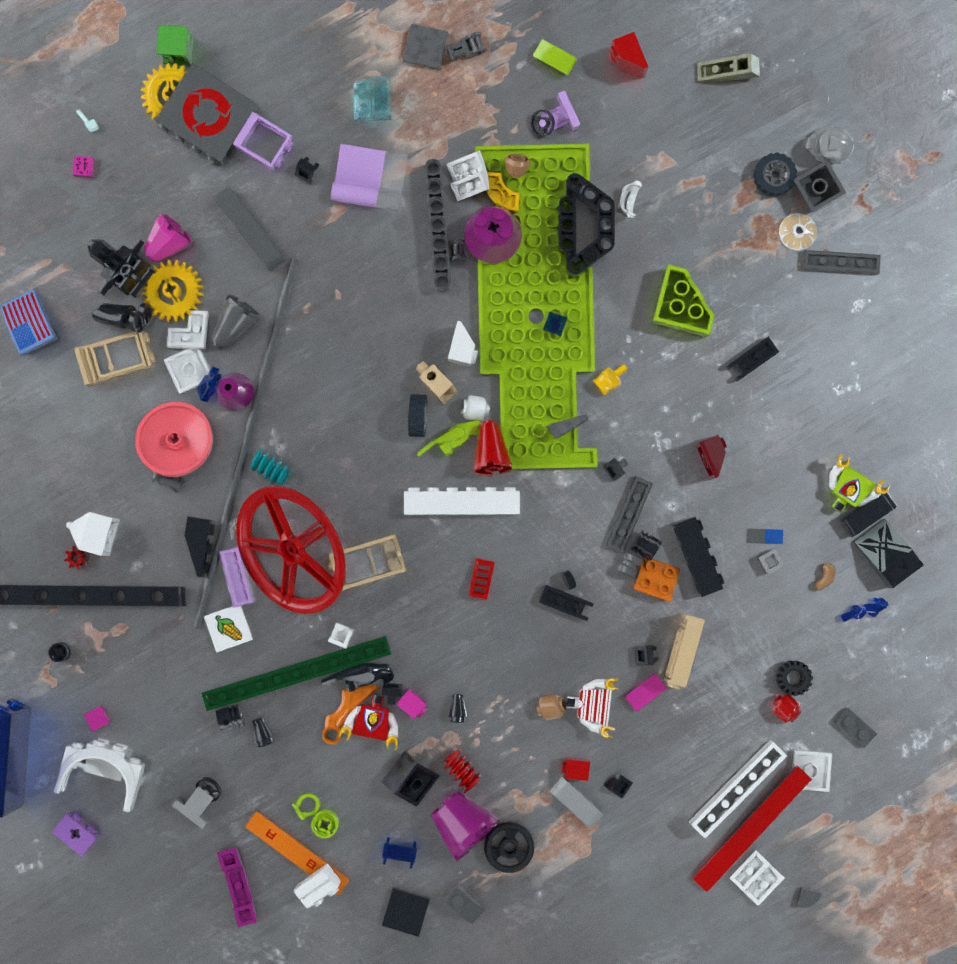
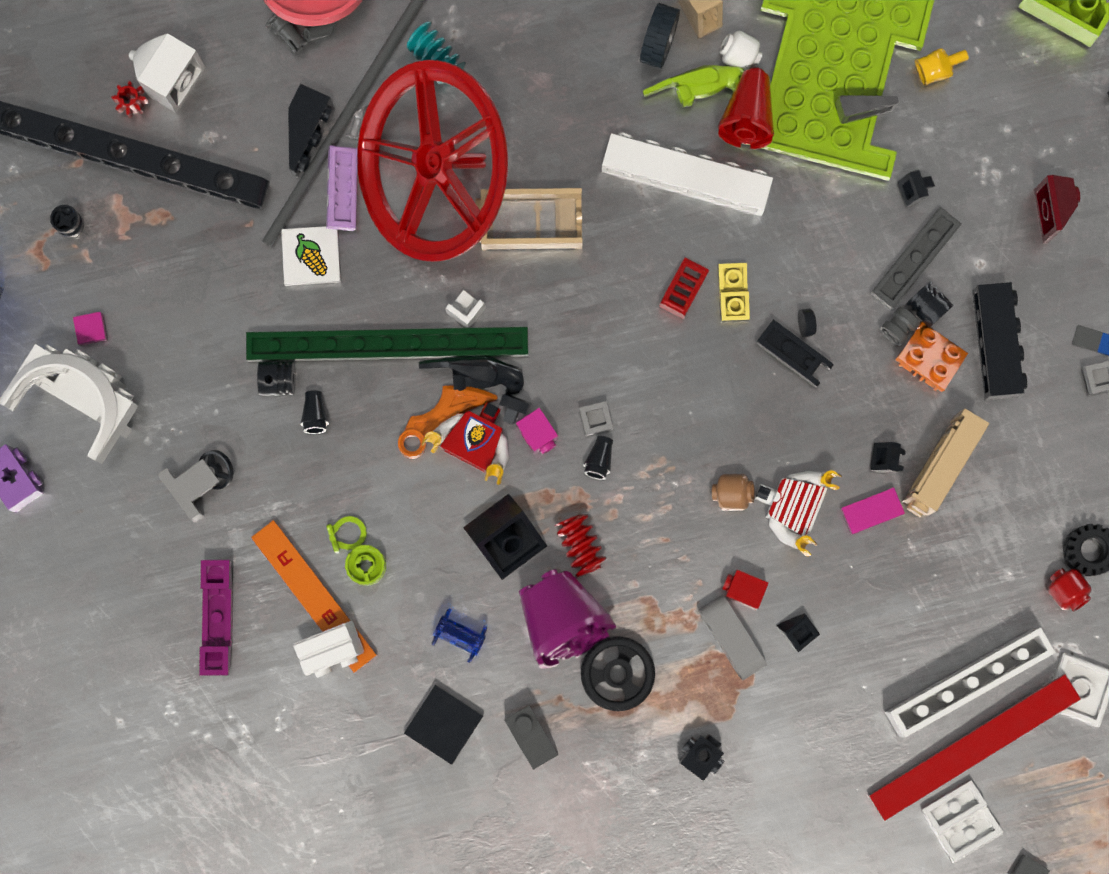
camera: 15 degrees right, 5 degrees down
(448, 683) = (596, 418): none -> light grey plate
(515, 572) = (733, 291): none -> light yellow slope
(575, 892) = (691, 757): none -> black brick

